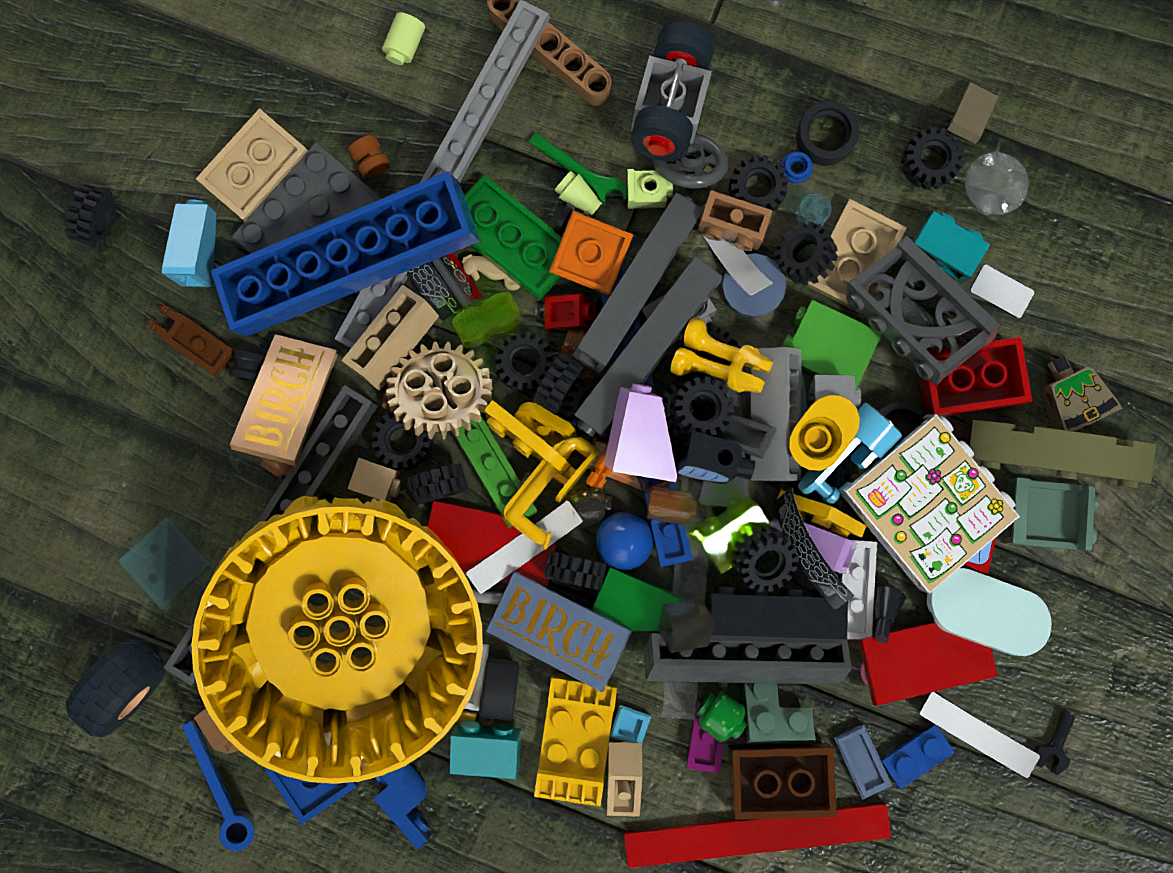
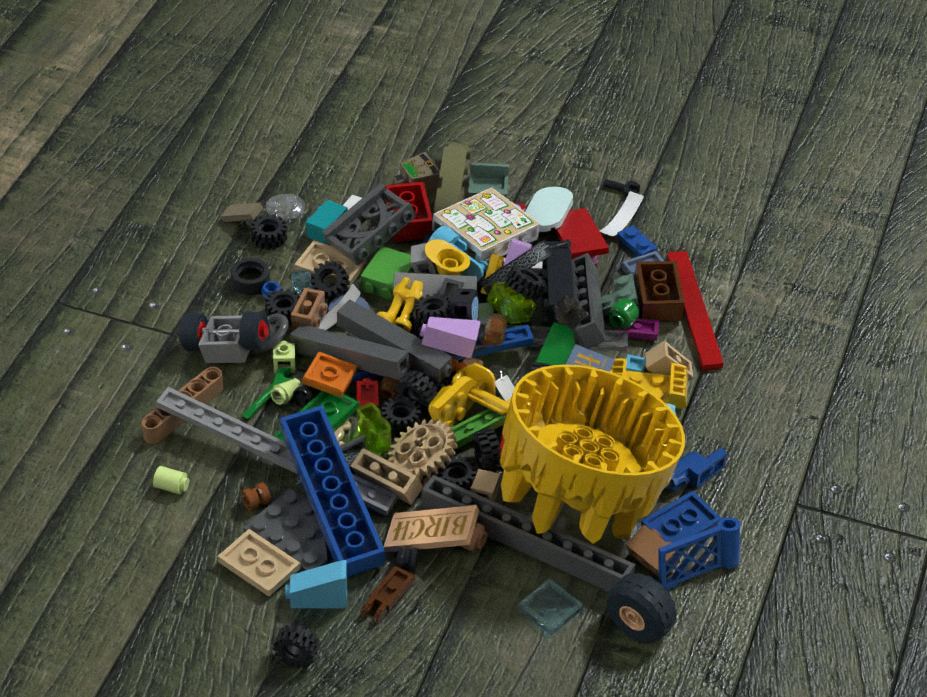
camera: 95 degrees left, 40 degrees down
(624, 541) = (517, 359): blue piece -> none

